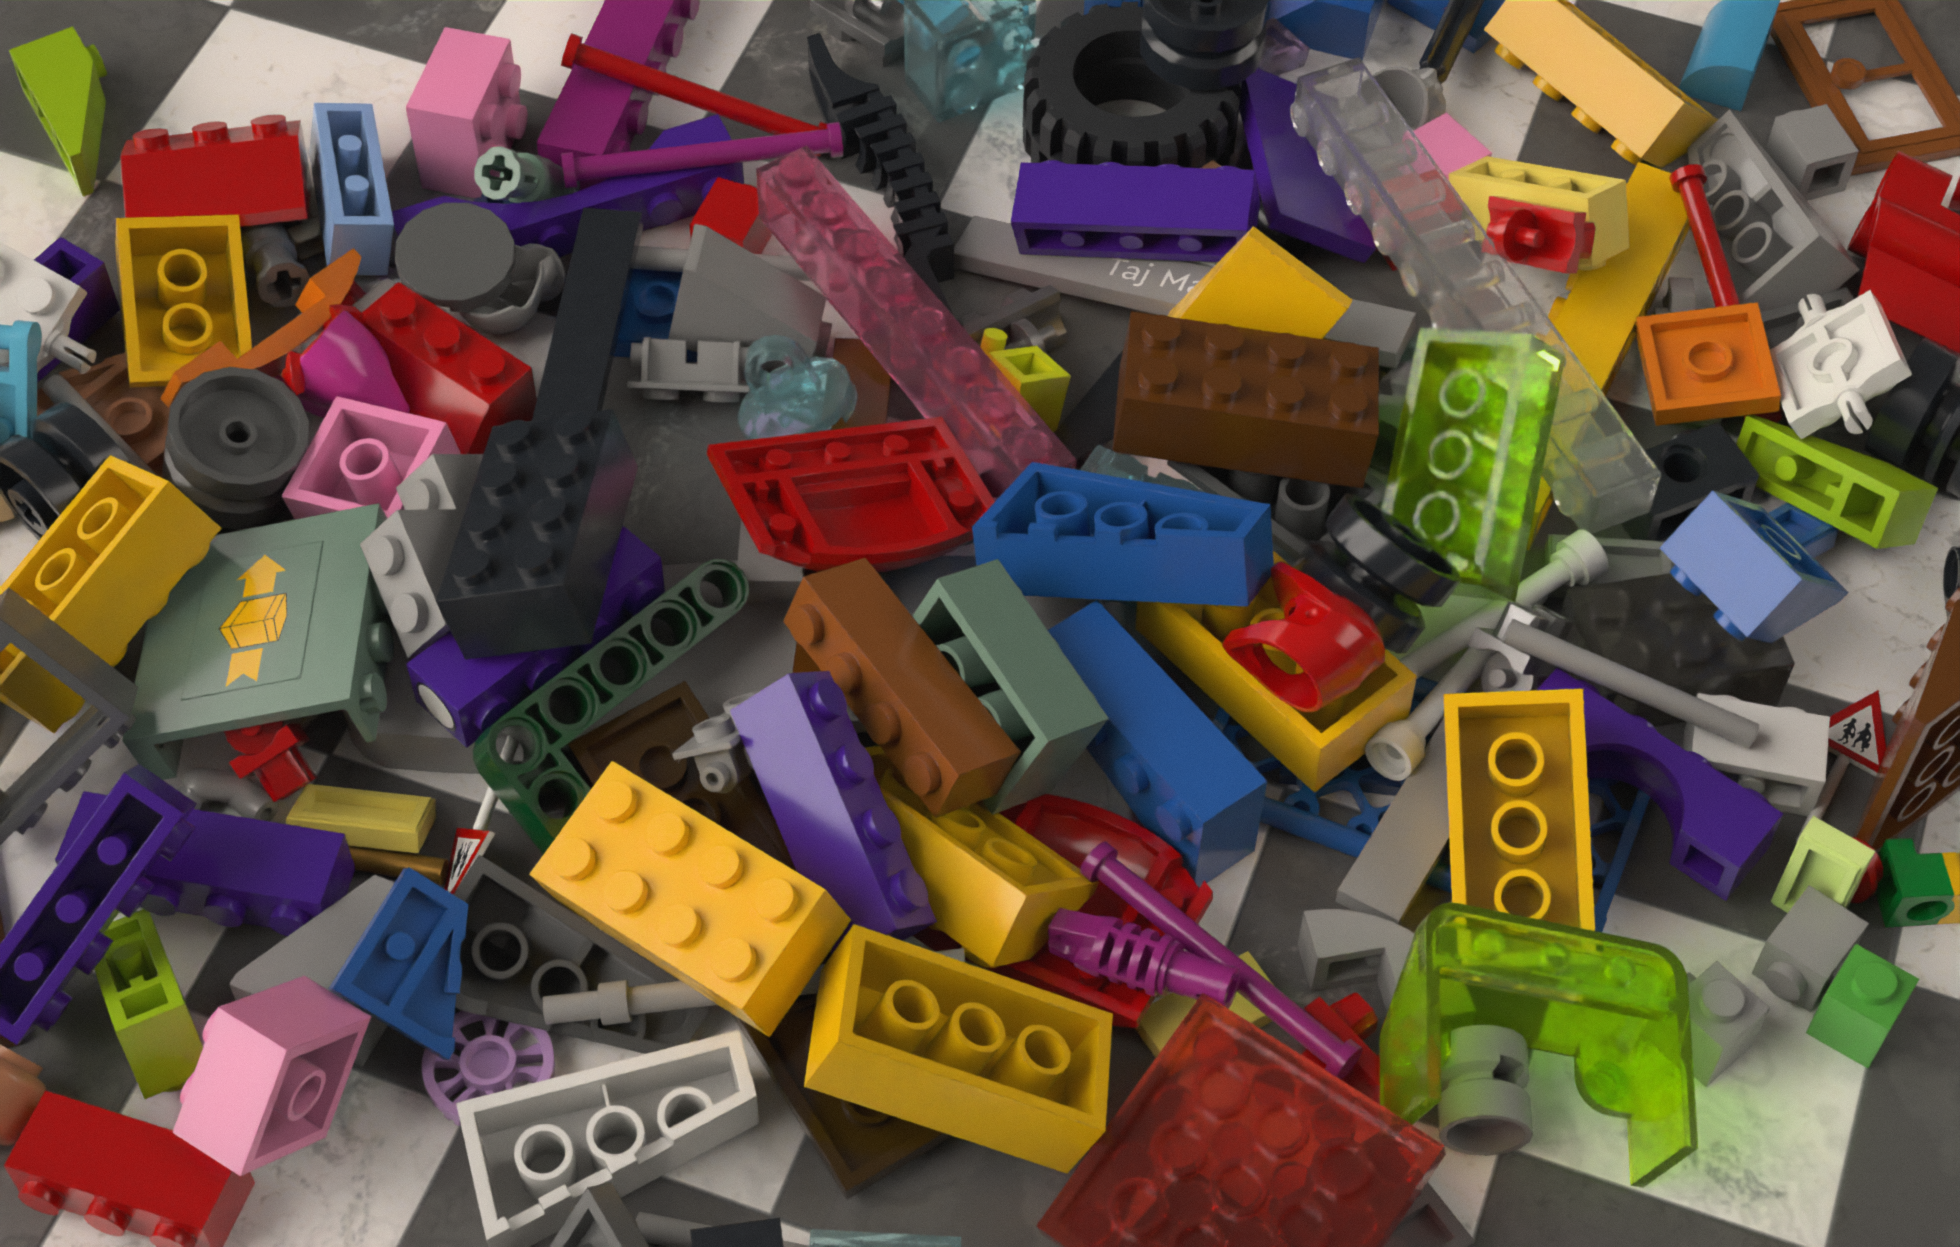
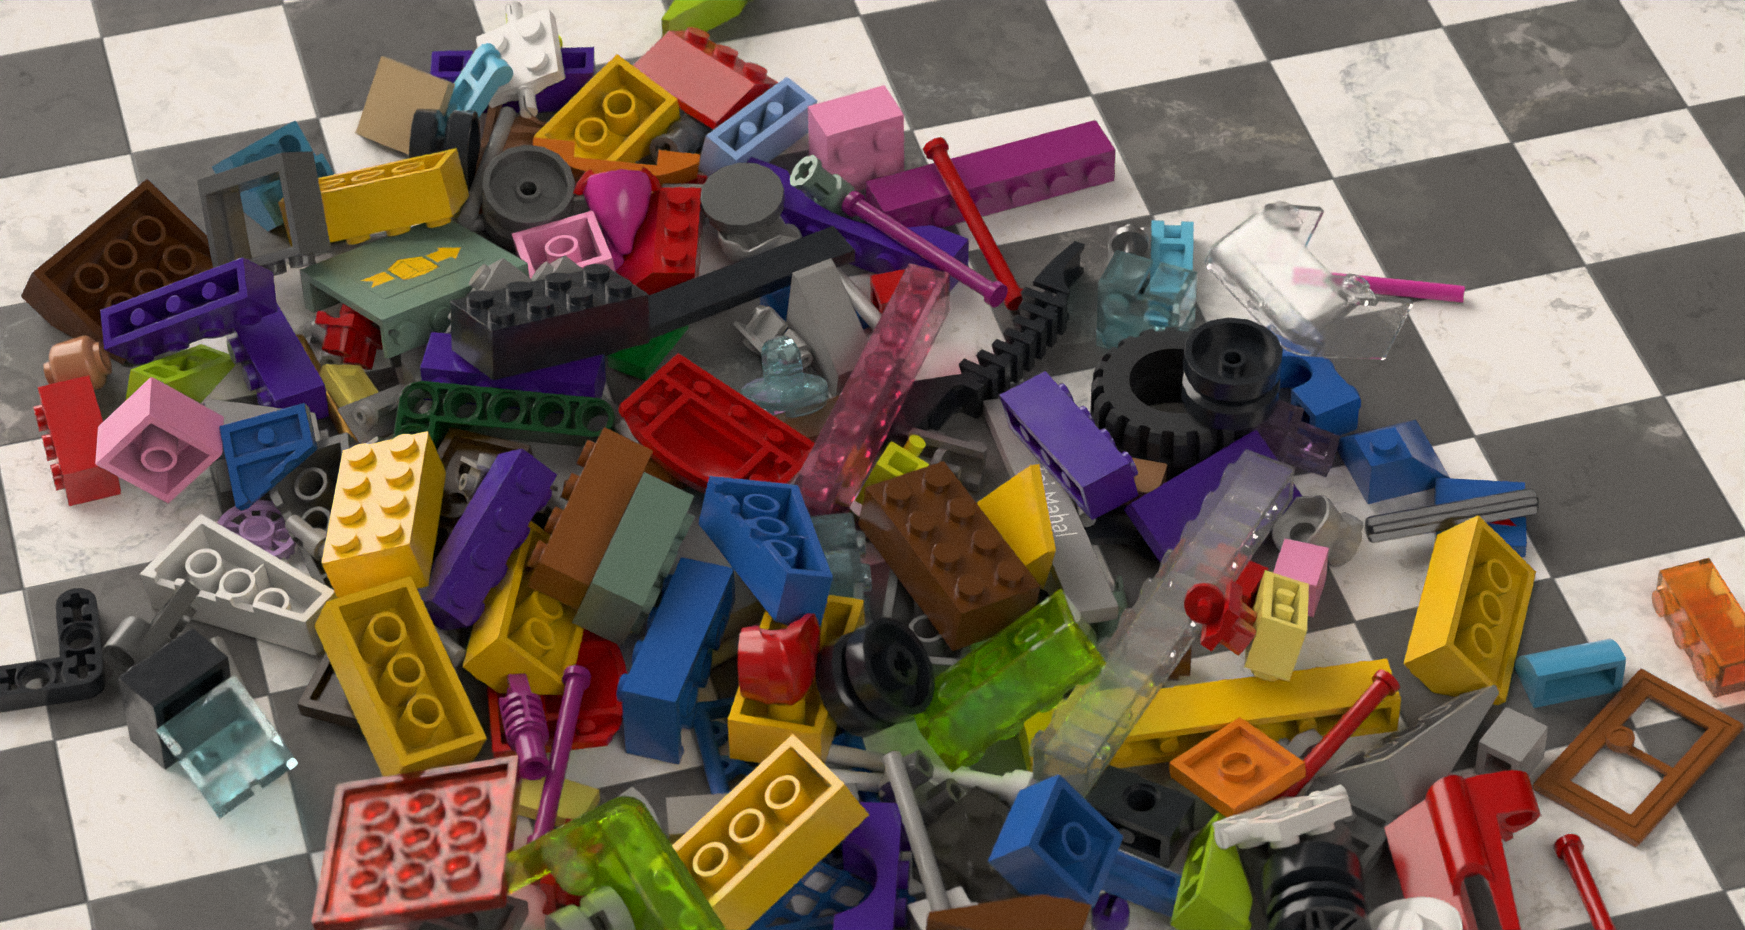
camera: 55 degrees right, 10 degrees down
(438, 799) = (375, 414): none -> light grey hinge

